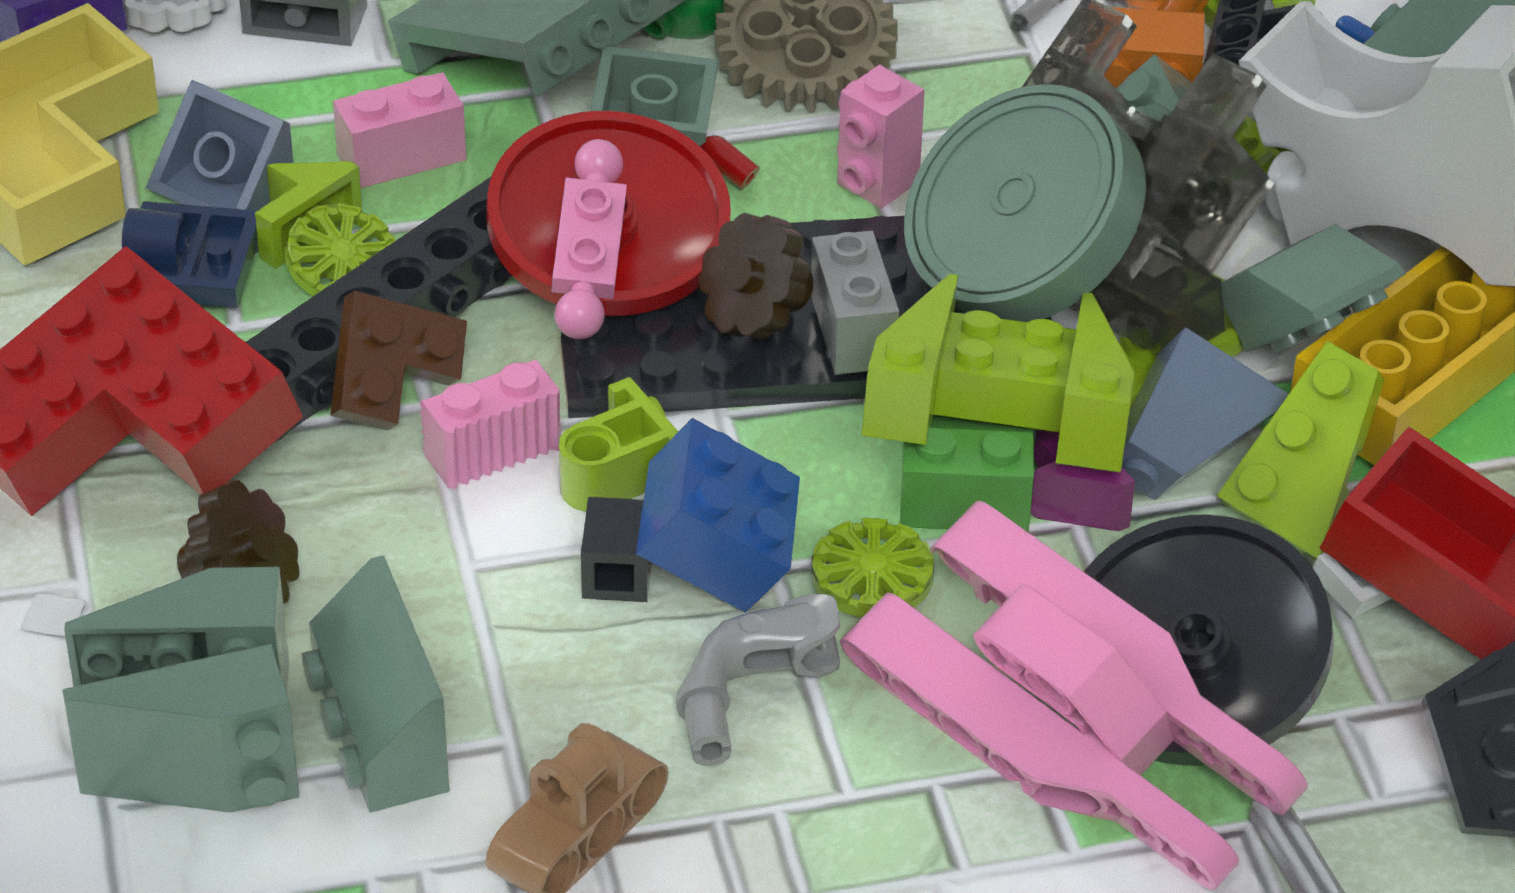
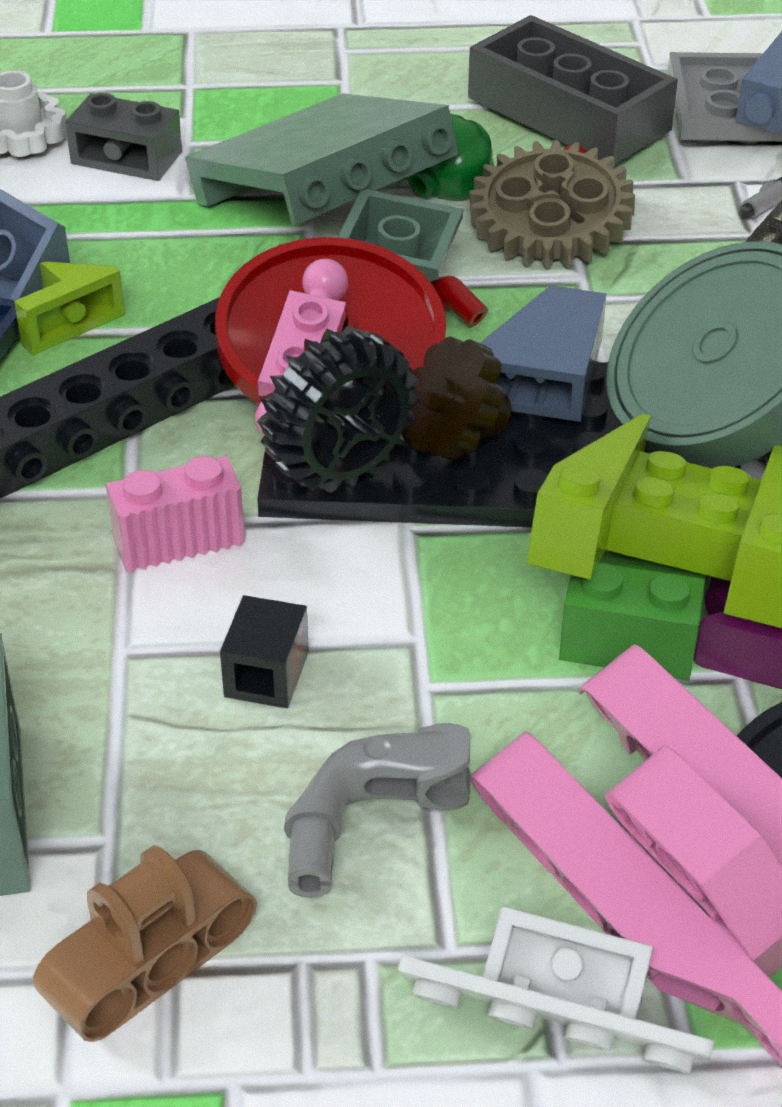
camera: 10 degrees right, 0 degrees up
(332, 249) = (82, 340): lime wheel -> none
(380, 345) = (95, 424): reddish brown plate -> none
(401, 129) = (171, 246): bright pink brick -> none
(613, 449) = (298, 555): lime pin -> none
(647, 301) = (338, 409): none -> black gear
(718, 515) = (368, 629): blue brick -> none
(840, 194) = (550, 352): none -> sand blue slope
(851, 297) = (543, 423): light grey brick -> none
(872, 567) = (521, 700): lime wheel -> none
(880, 135) = (609, 263): bright pink brick -> none
(956, 799) = (563, 977): none -> white bracket

